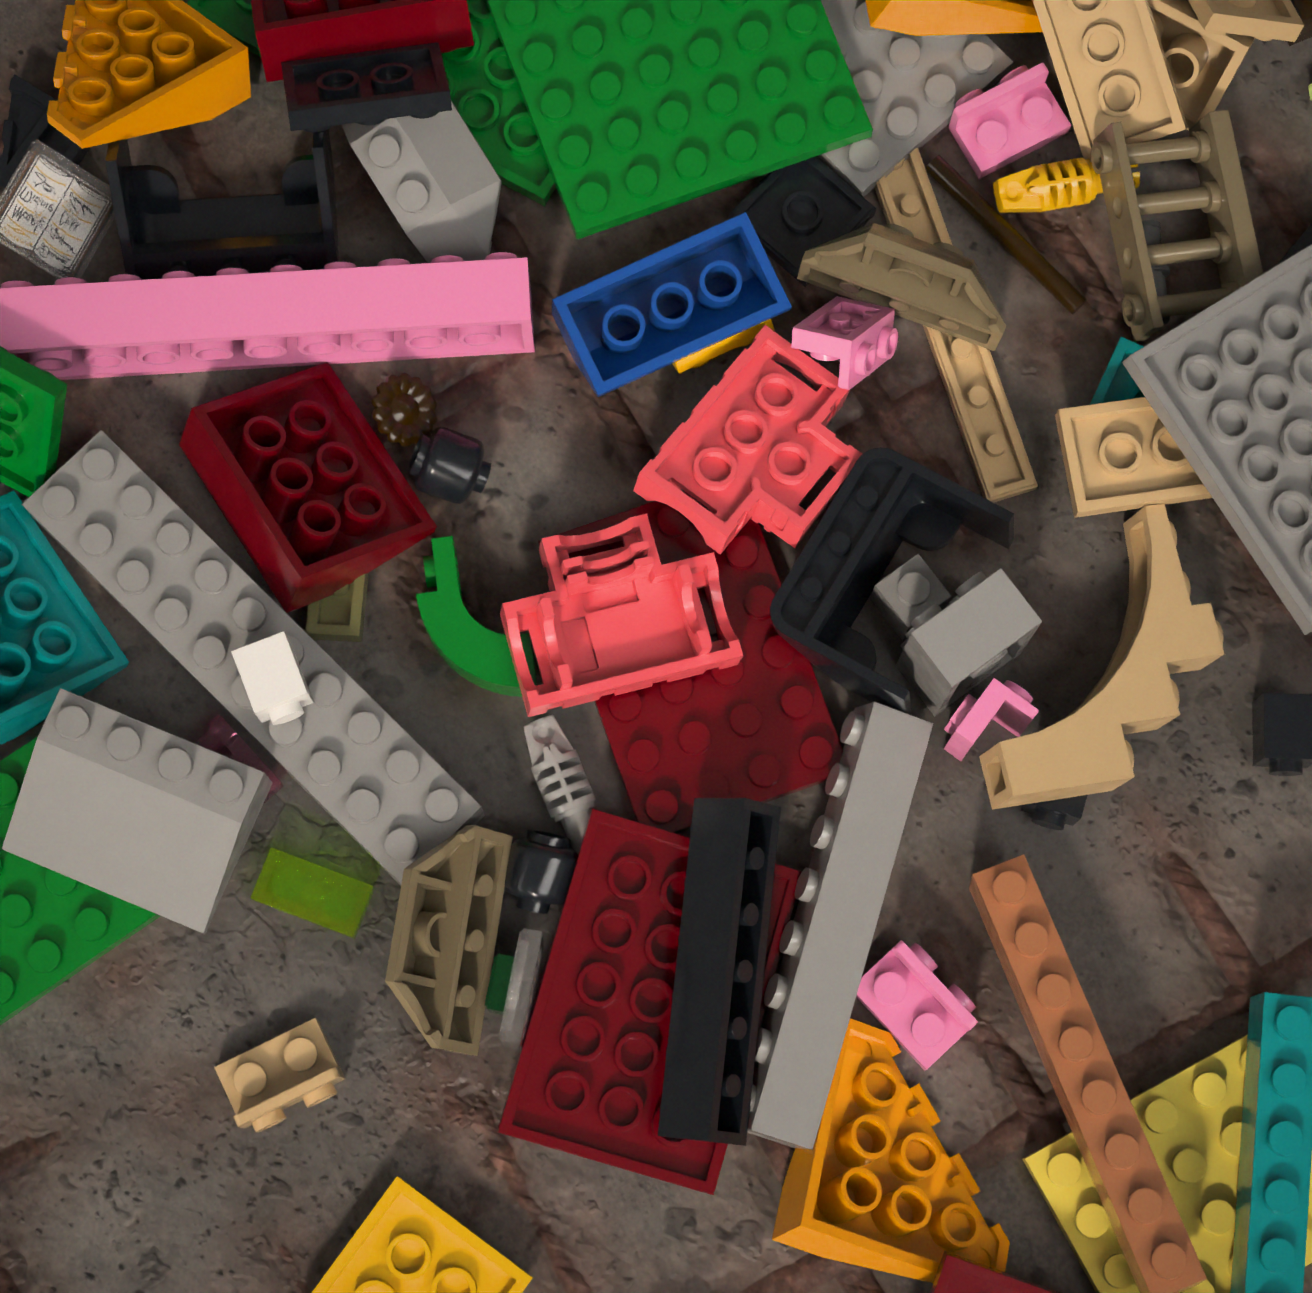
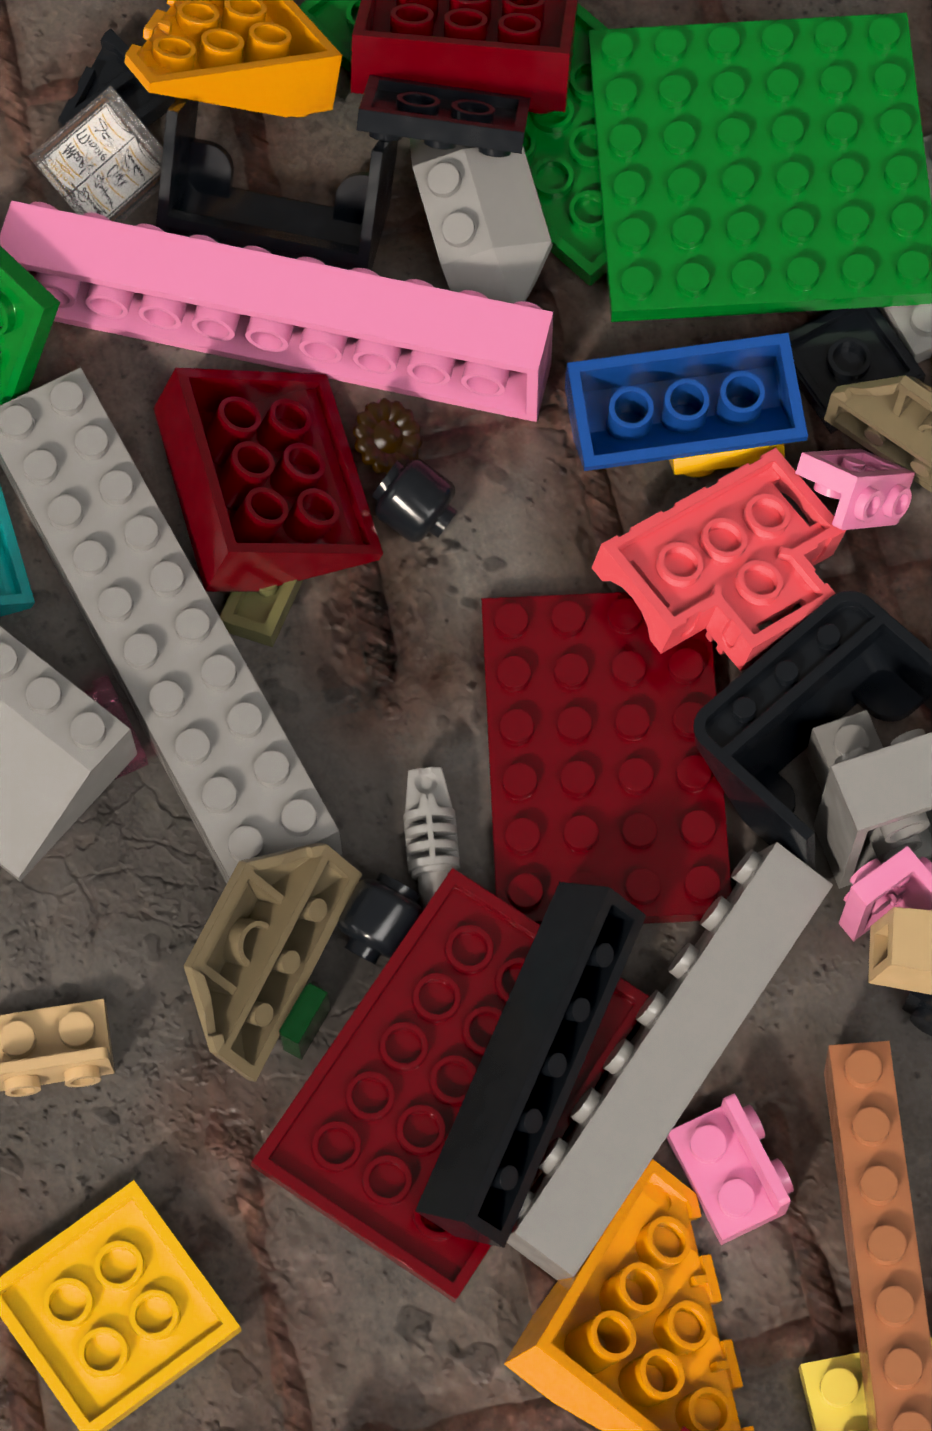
camera: 20 degrees right, 10 degrees down
(273, 679) = (168, 640): white brick -> none
(312, 893) = (142, 875): clear neon green plate -> none
(459, 639) = (385, 689): green arch -> none
(522, 988) = (322, 1021): clear tile -> none
(616, 619) = (535, 688): coral piece -> none

